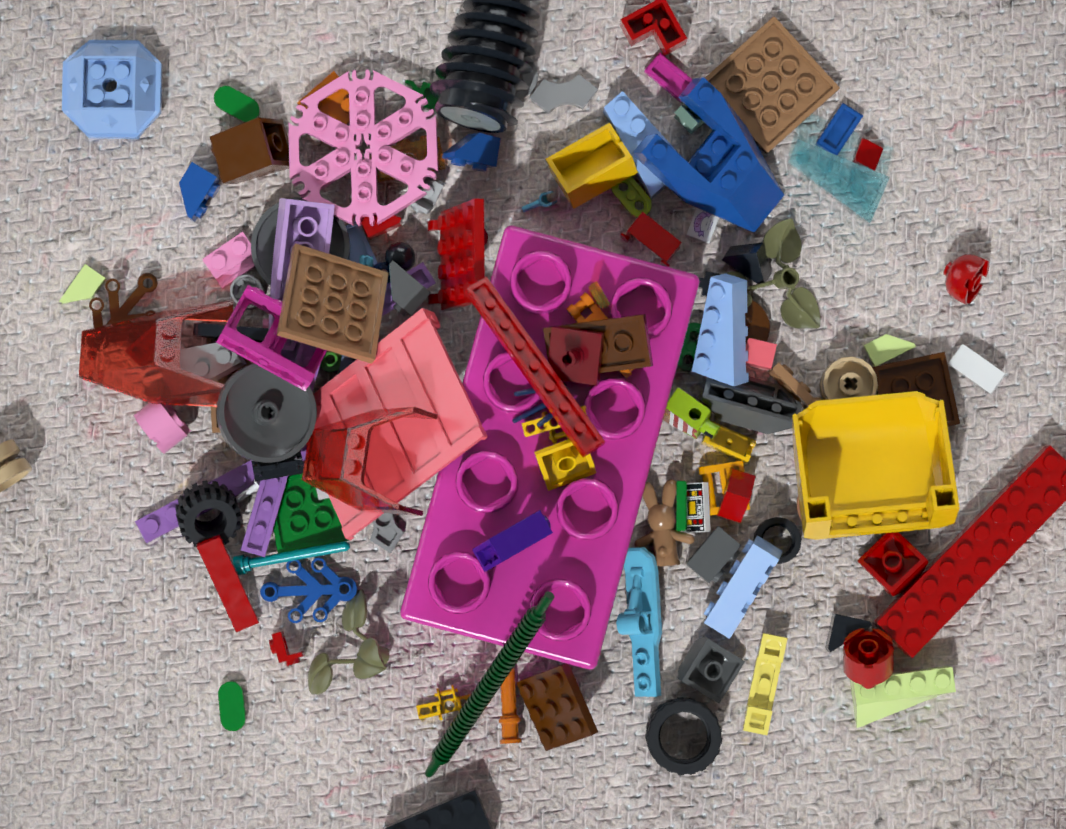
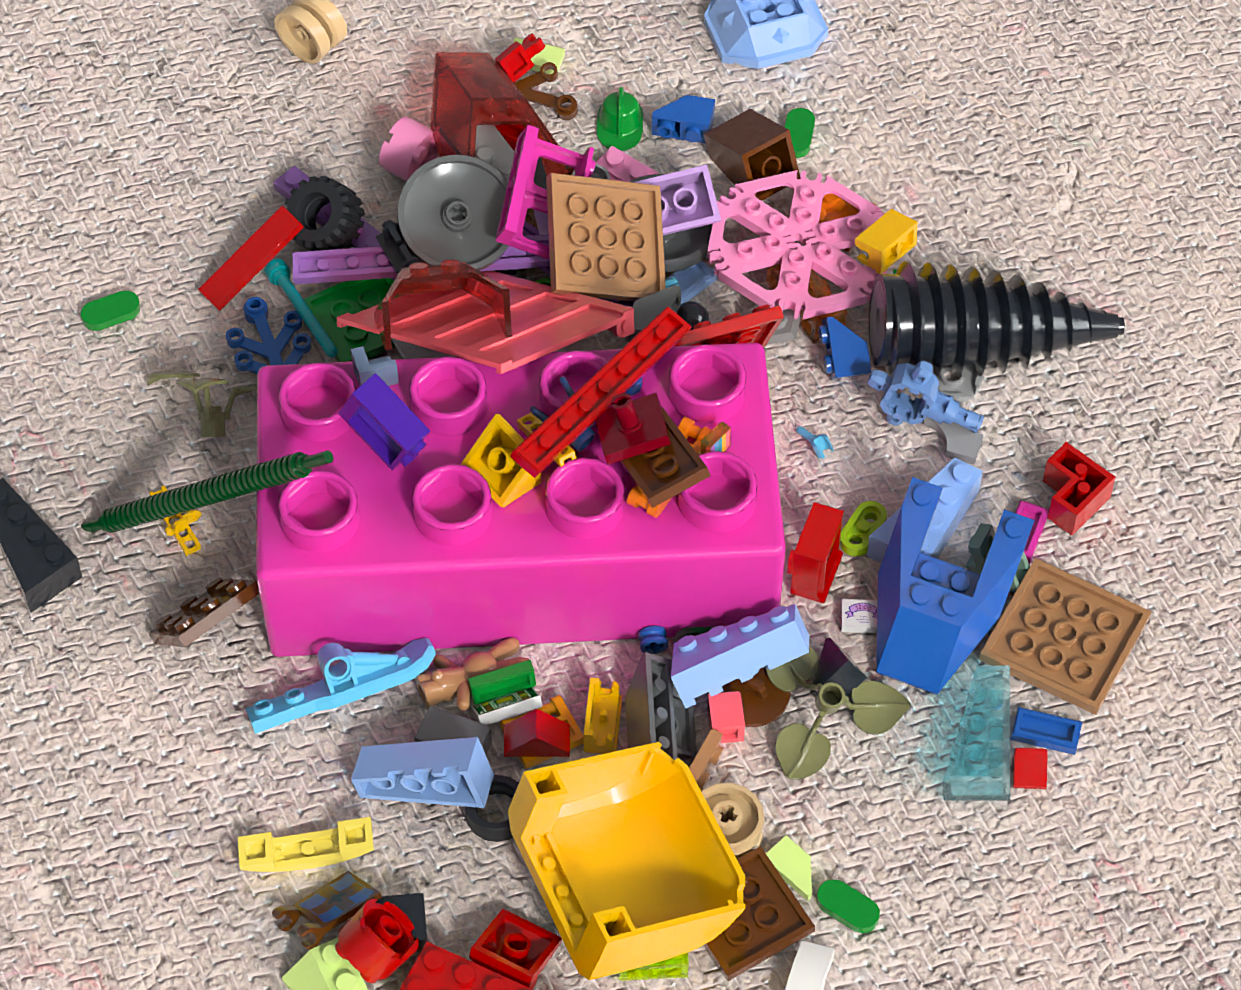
camera: 70 degrees right, 30 degrees down
(99, 308) = (517, 58): none -> red plate
(175, 243) = (620, 121): none -> green piece
(279, 646) = (191, 335): red bracket -> none
(377, 230) = (717, 293): red slope -> none
(391, 81) = (887, 240): none -> yellow hinge
(441, 530) = (364, 369): none -> sand blue panel
(509, 718) = (177, 581): orange pin -> none
(543, 111) = (932, 403): none -> medium blue piece
(591, 165) = (875, 464): yellow piece -> none
(677, 383) = (653, 639): none -> blue bush
(683, 409) = (613, 659): lime torso -> none
(709, 668) = (305, 777): dark grey slope -> none
(712, 745) = (204, 733): black tyre -> none
(819, 679) = (326, 907): none -> reddish brown flag
(929, 321) = (848, 906): none -> green tile
(964, 277) = (921, 925): red cylinder -> none

